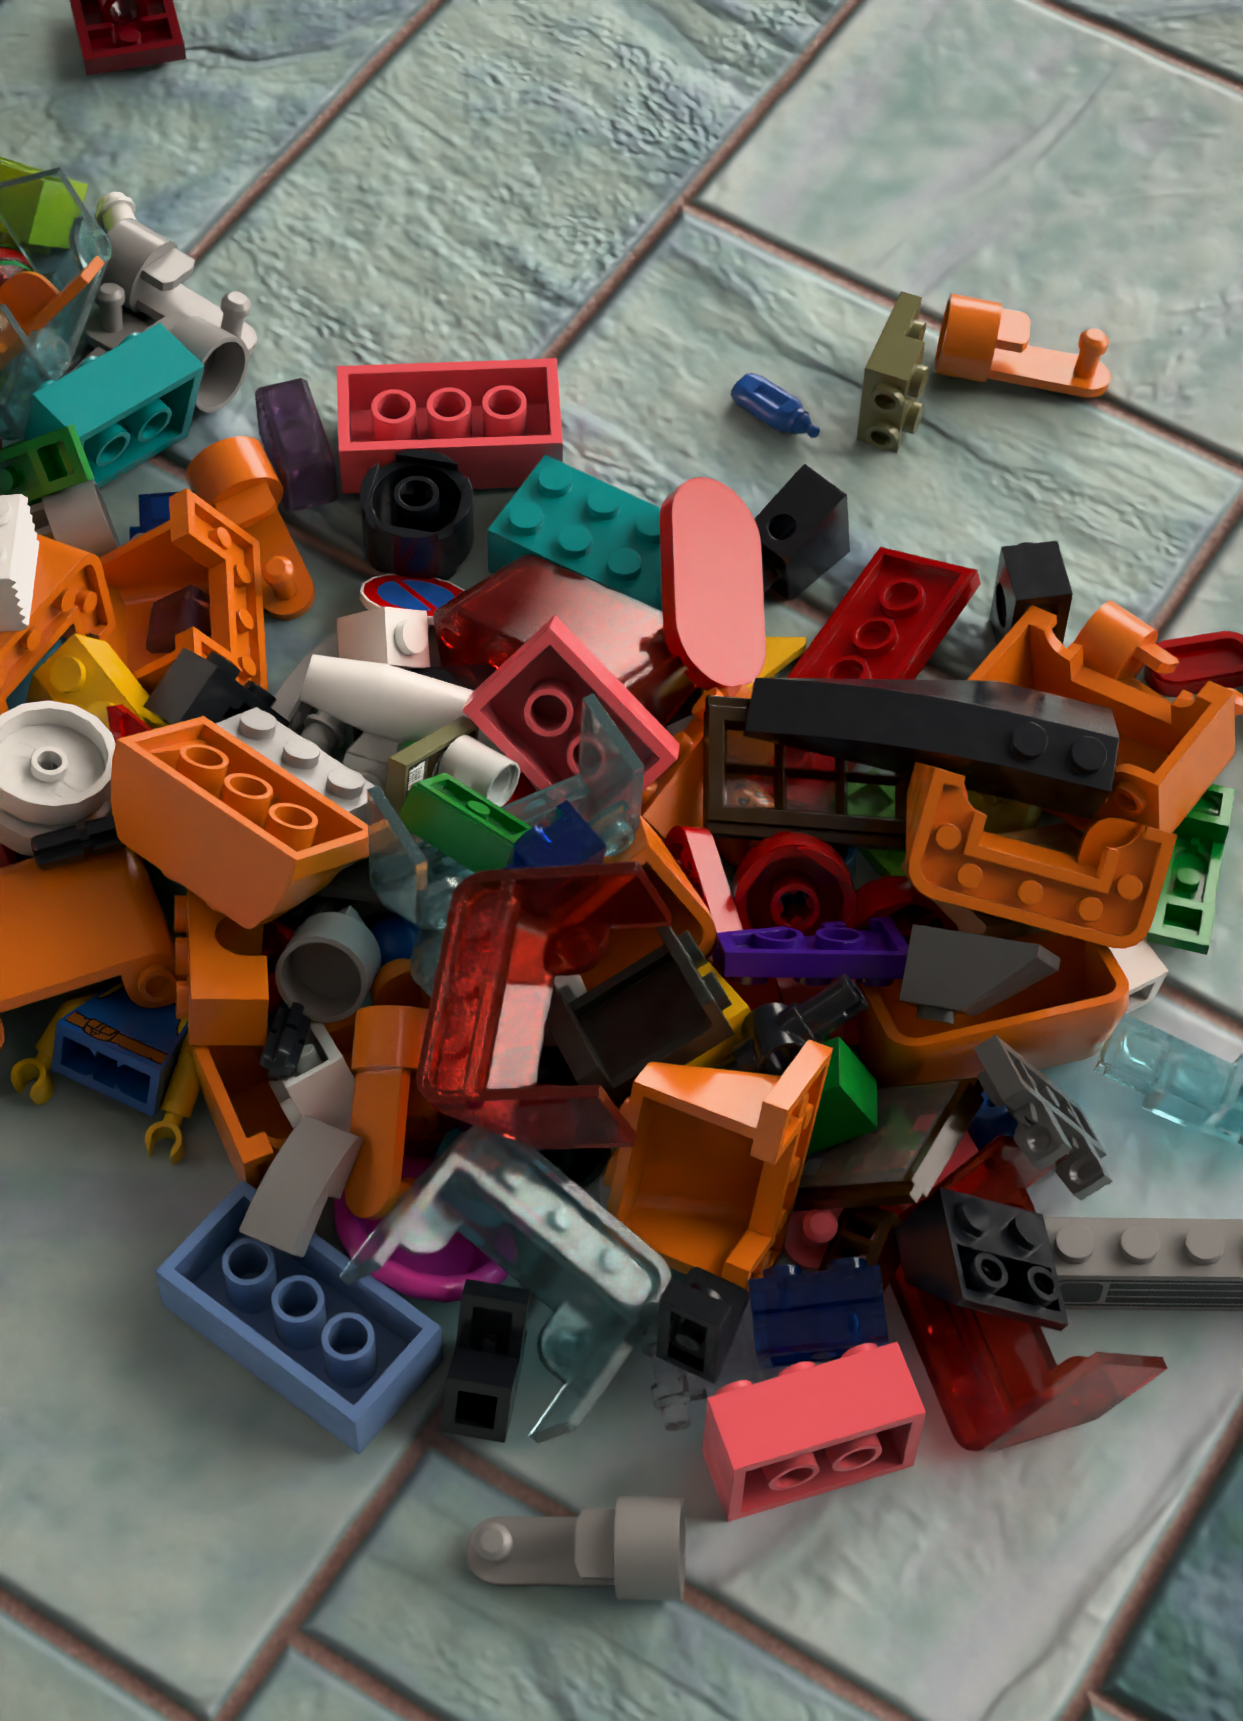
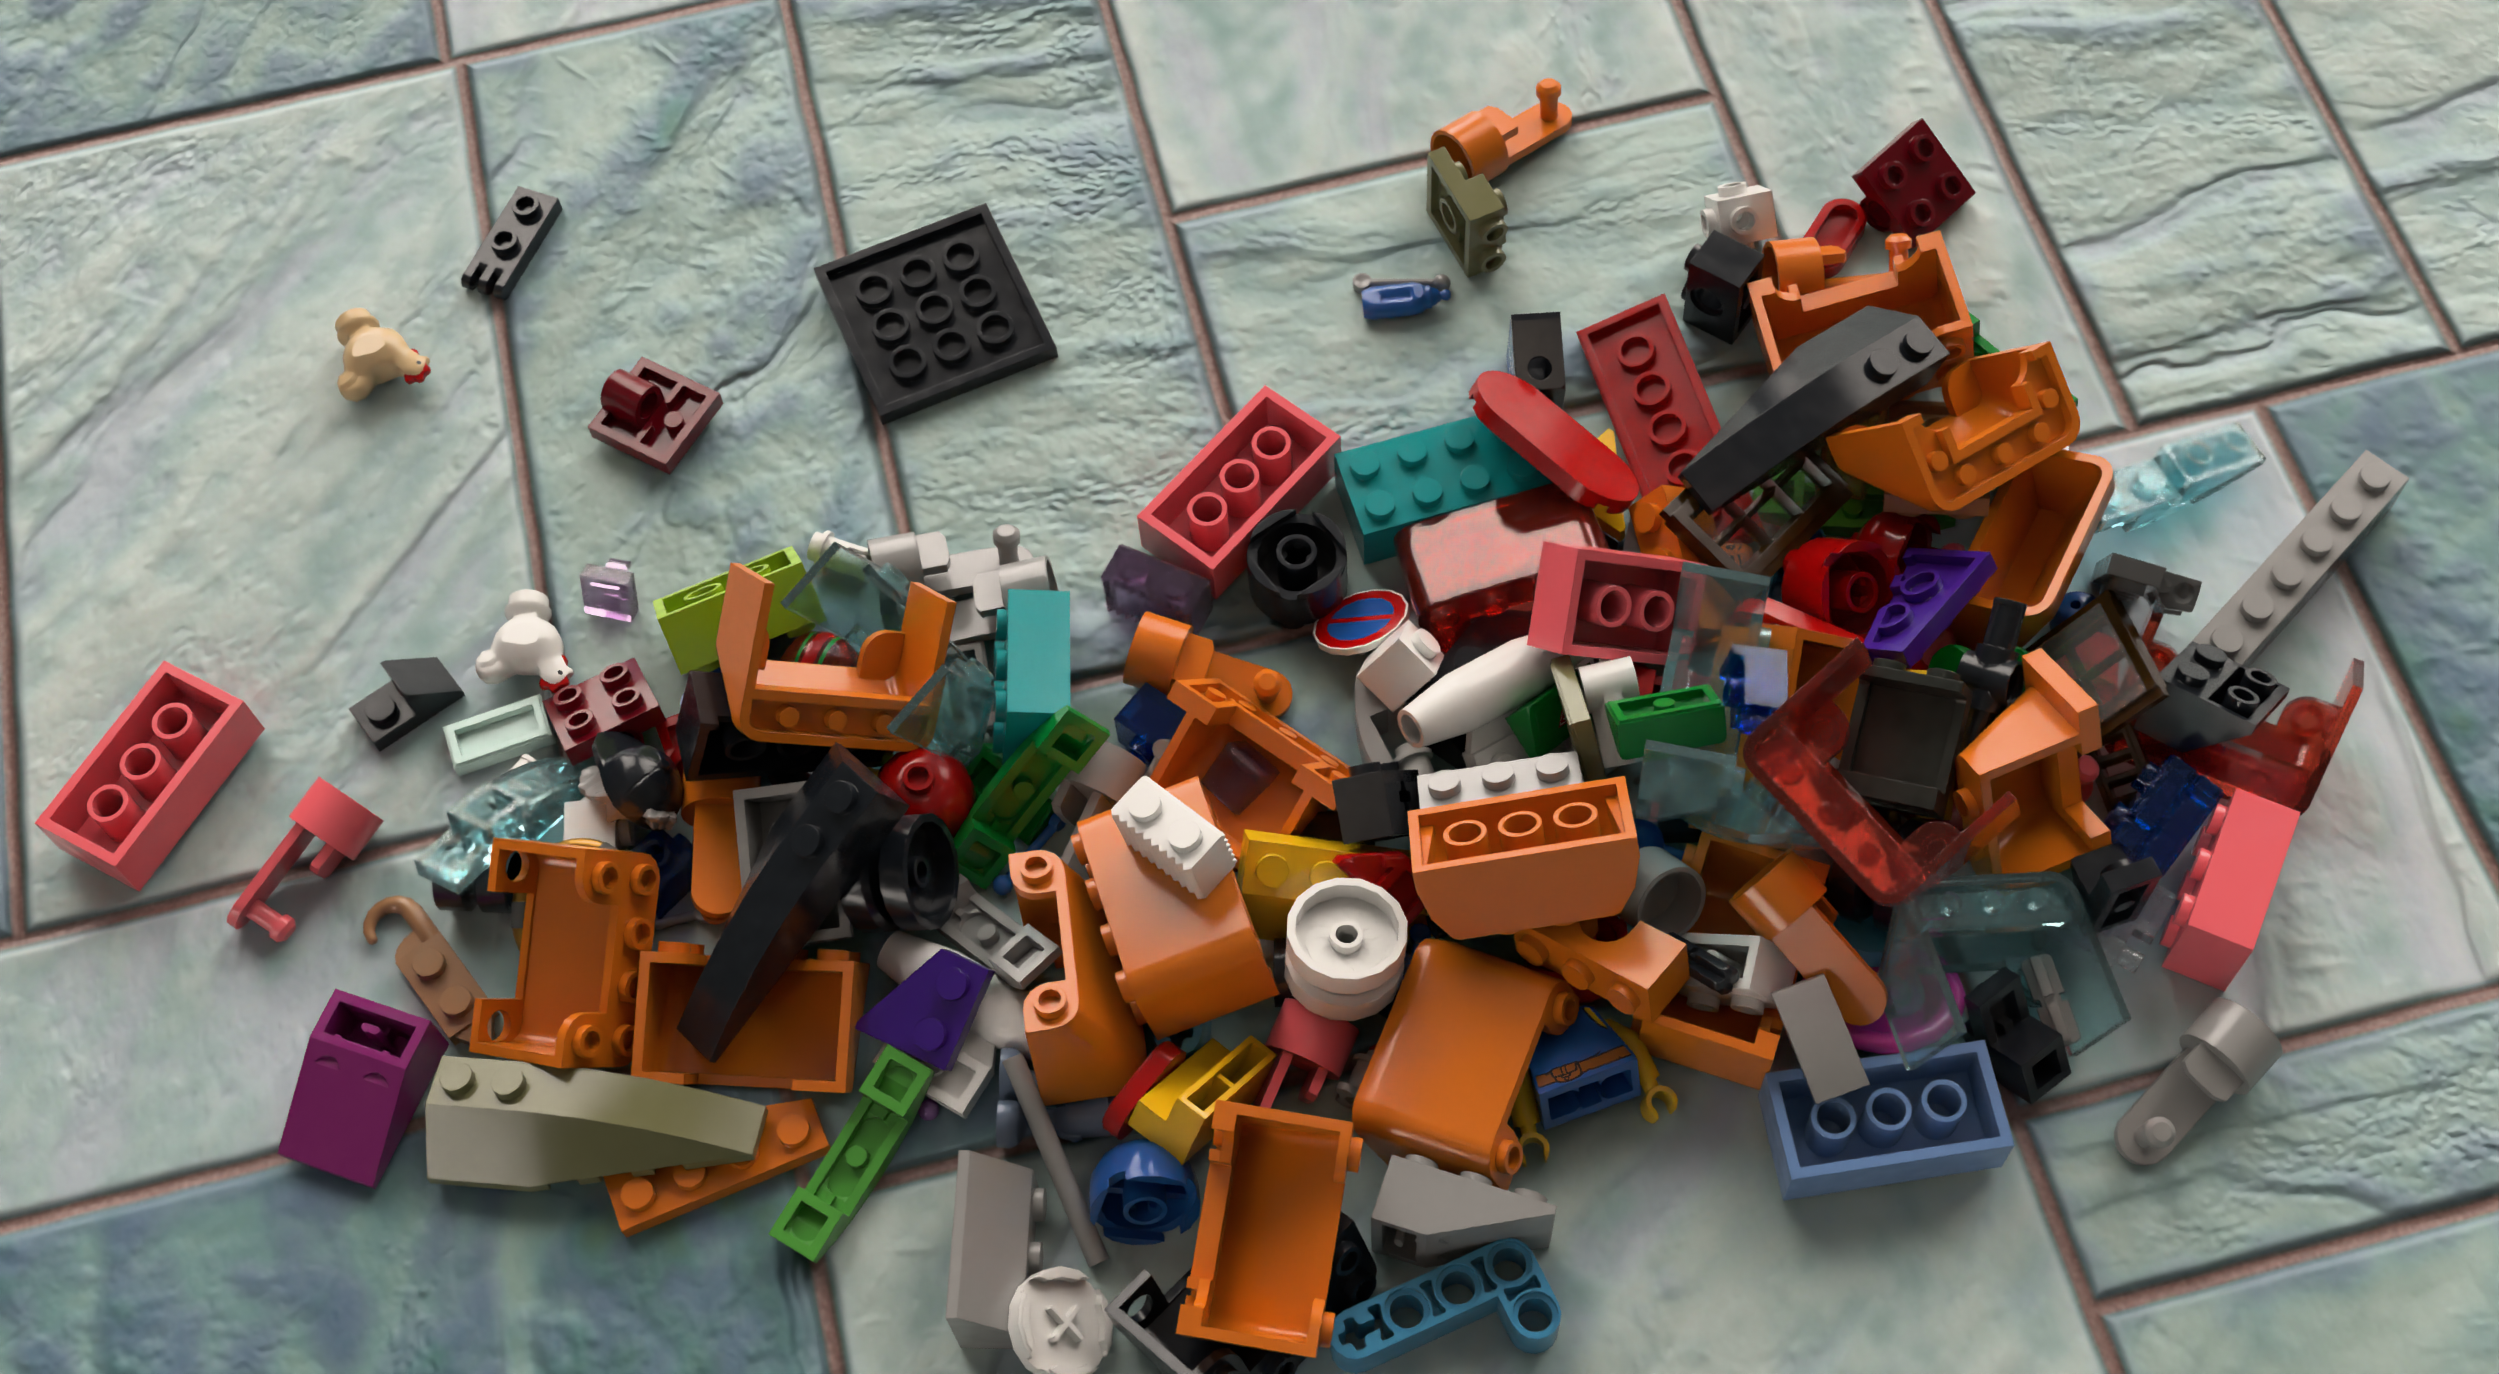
camera: 40 degrees left, 5 degrees up
(72, 844) = (1419, 974): black piece -> none
(412, 121) = (935, 313): none -> black plate
(548, 1378) = (2046, 988): none -> light grey piece
(825, 421) = (1363, 281): none -> light grey hinge
(968, 972) = (2032, 531): dark grey slope -> none
(1146, 570) = (1740, 213): none -> white brick

